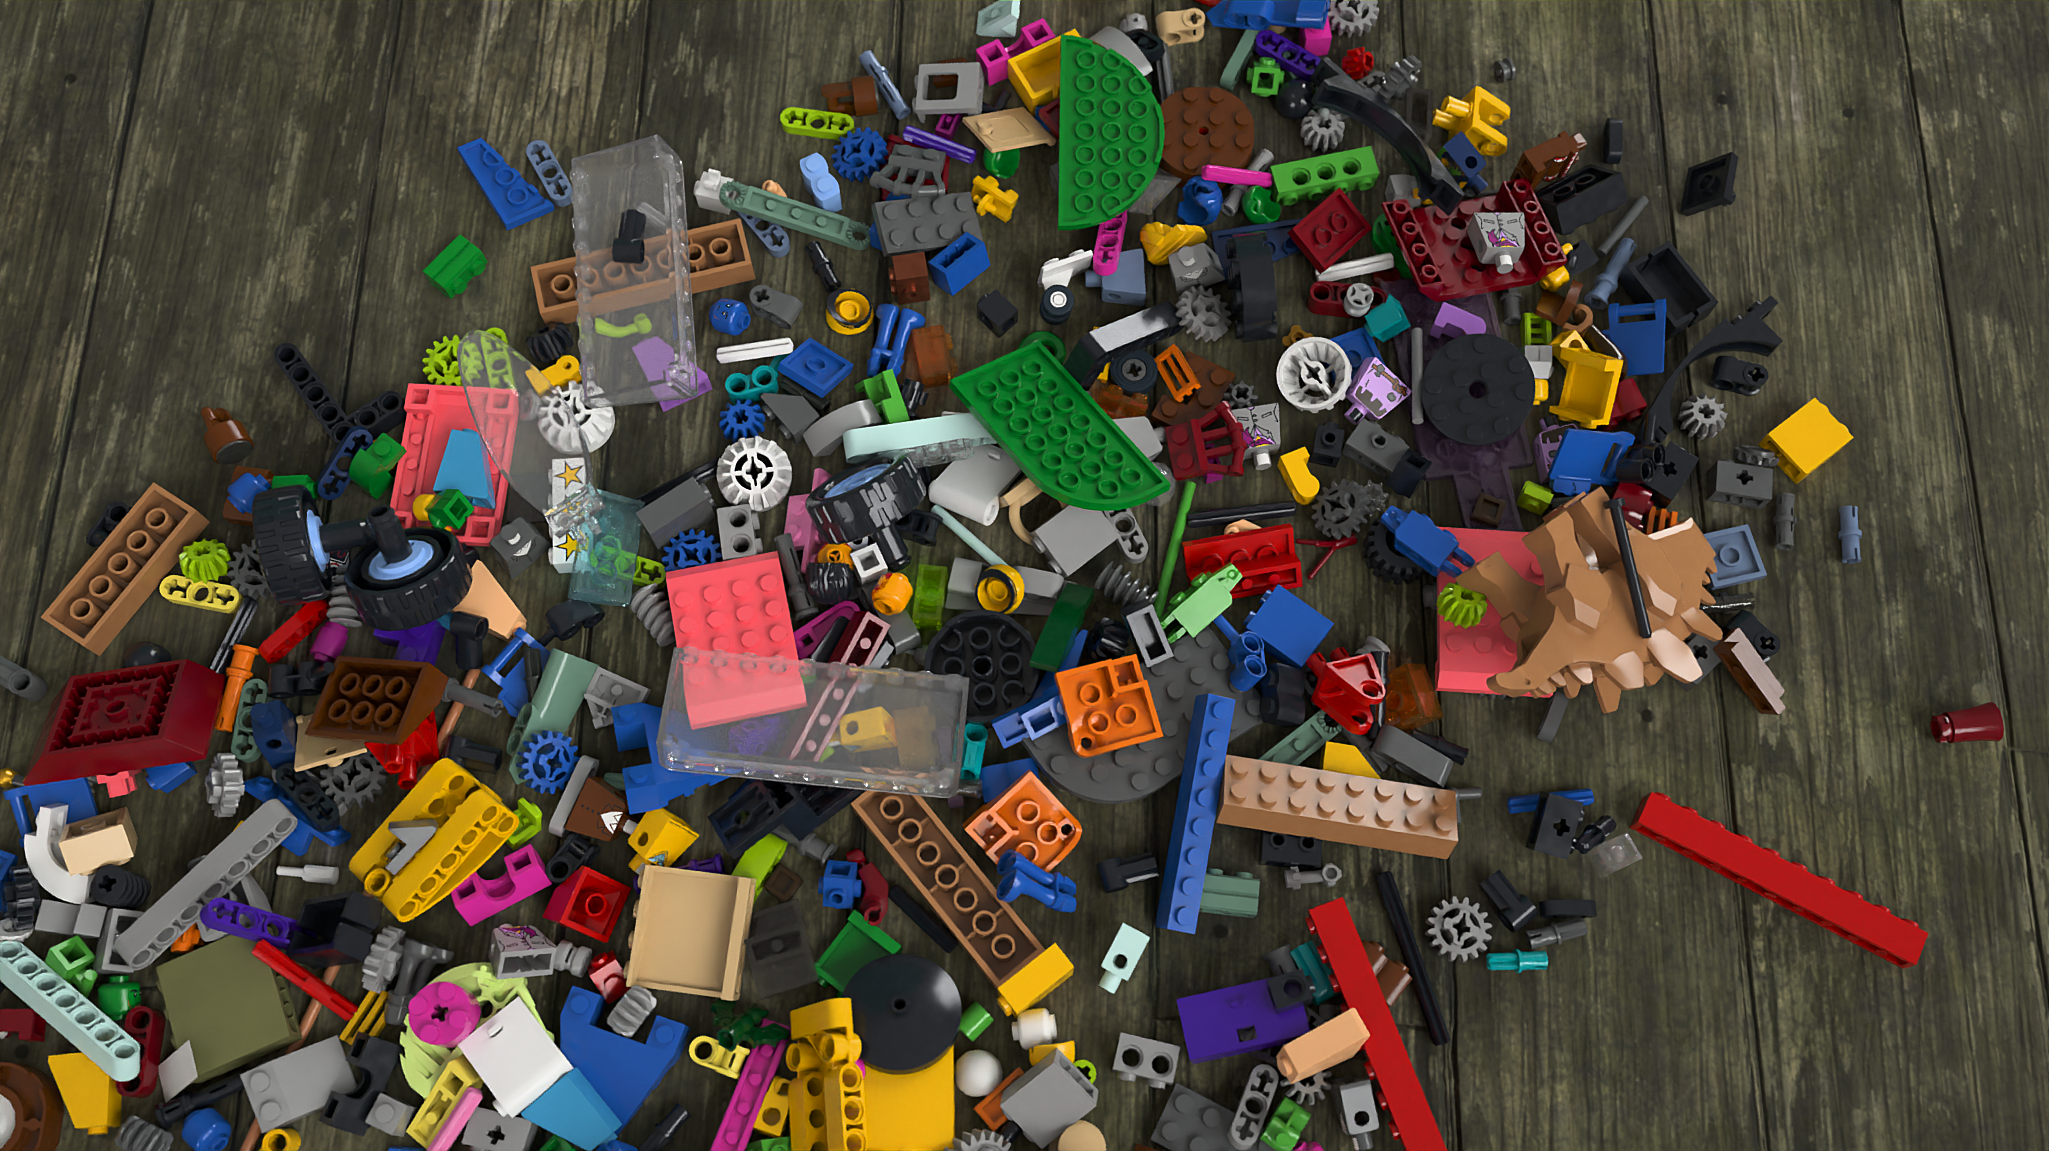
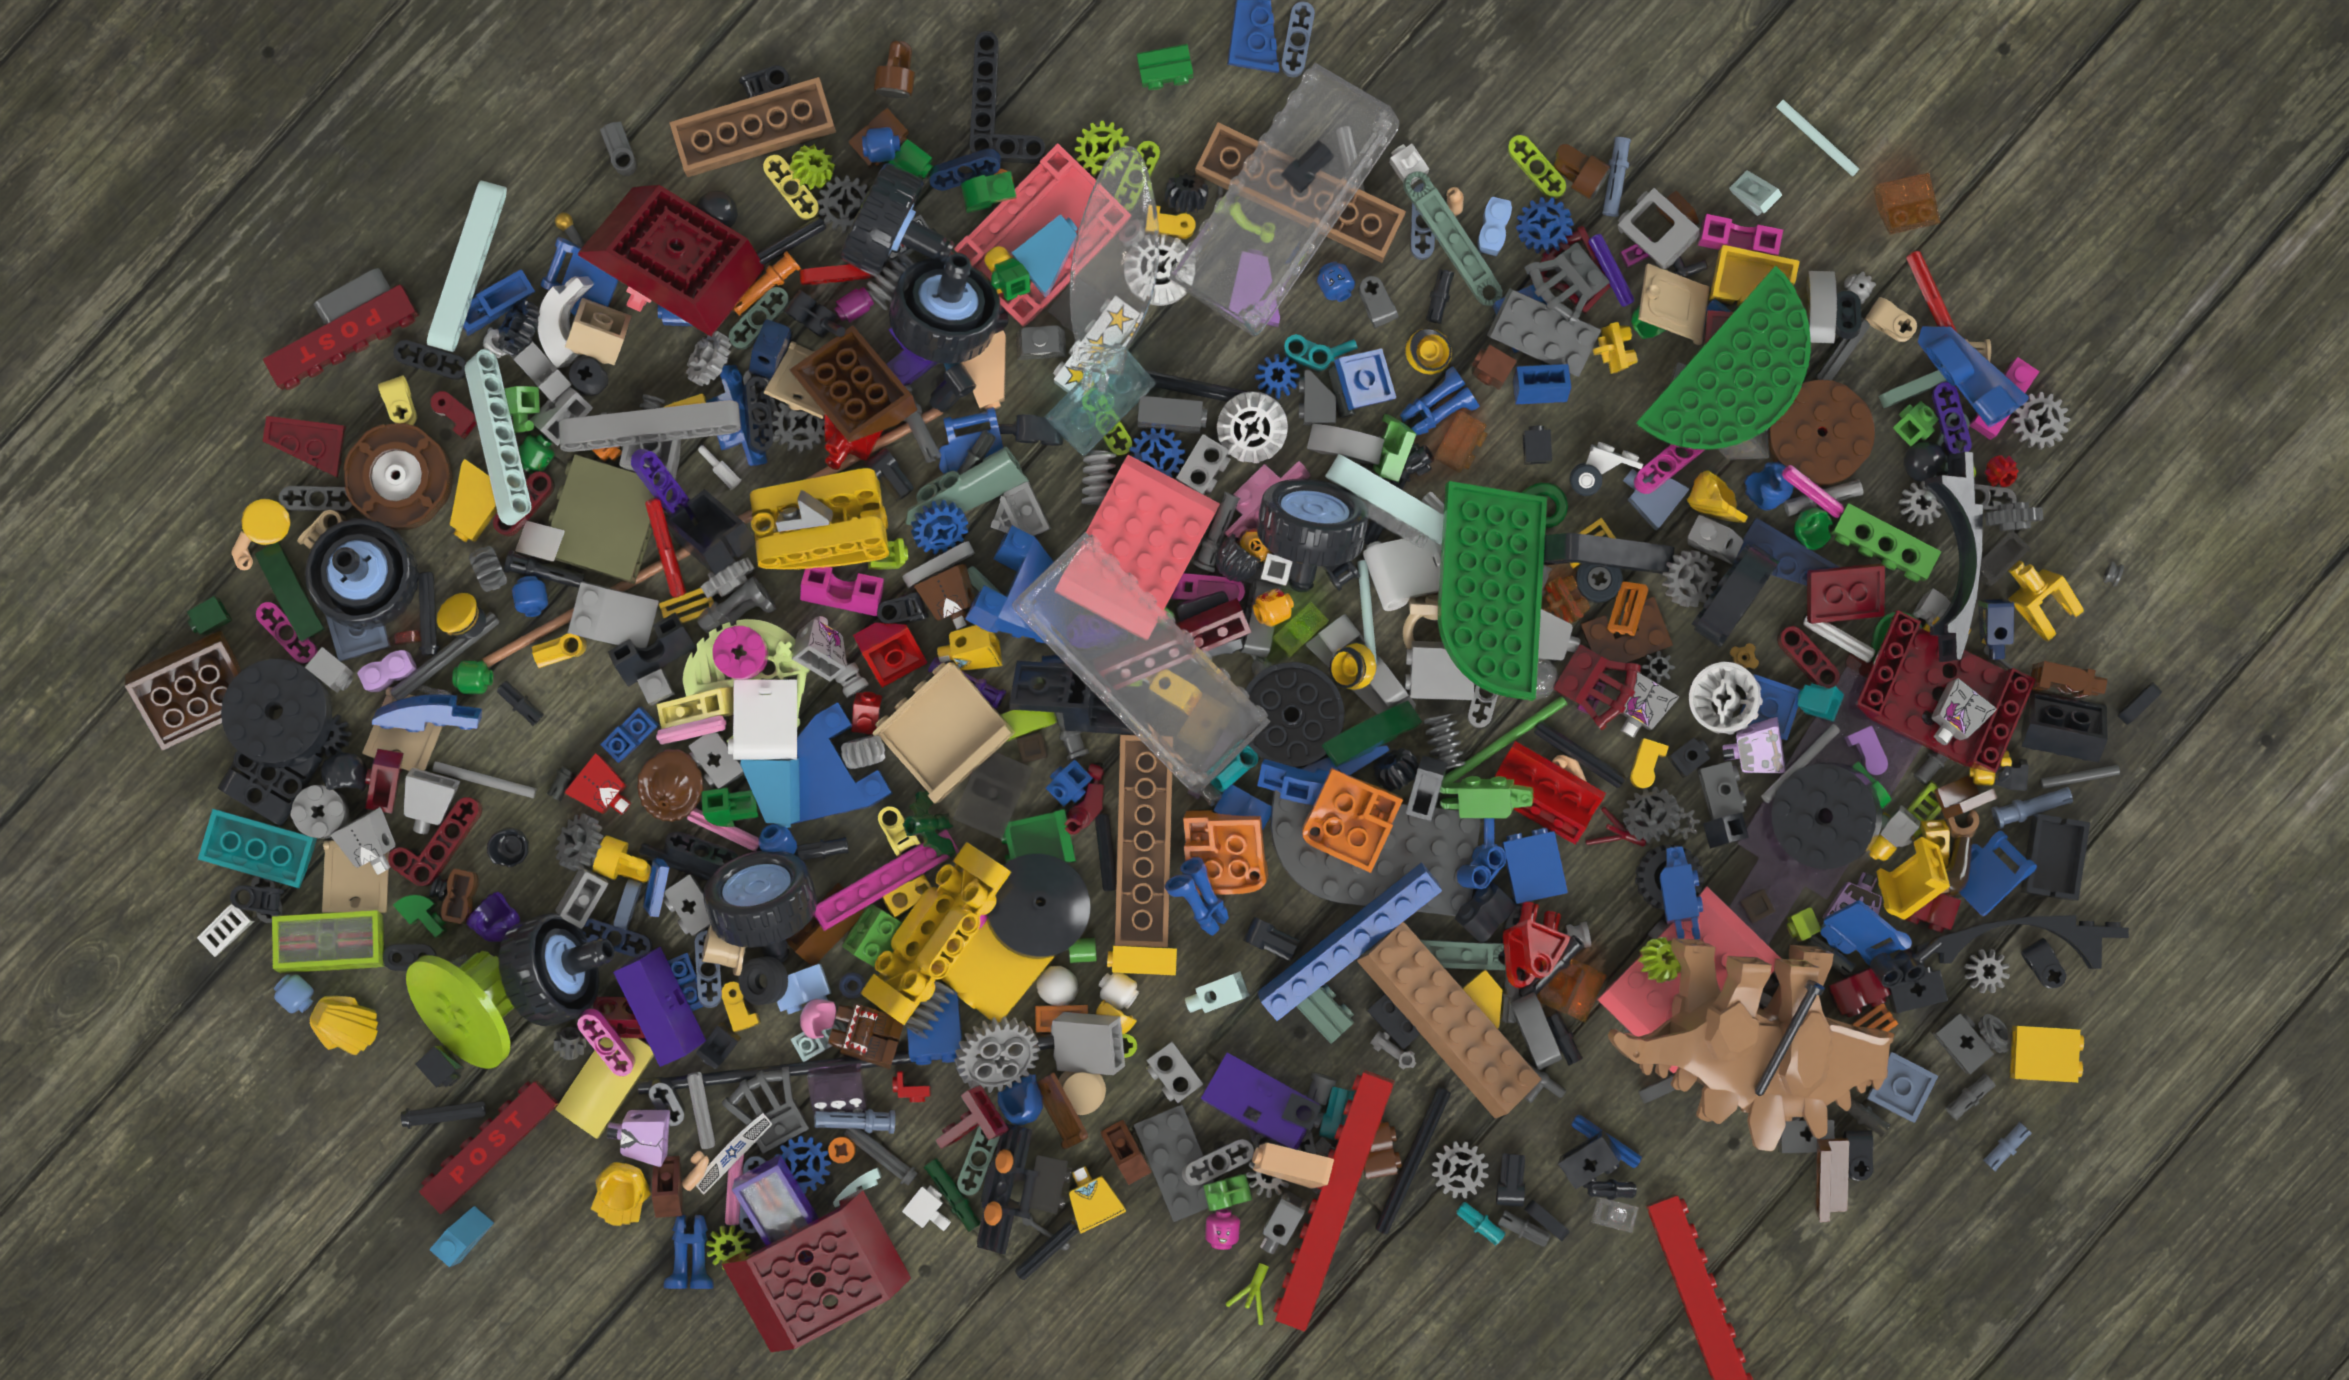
camera: 40 degrees right, 15 degrees up
(755, 350) = (1332, 326): white axle -> none
(1361, 293) = (1815, 669): light grey wheel -> none
(1710, 184) = (2173, 804): black tile -> none
(1969, 724) = (1948, 1342): dark red plant -> none

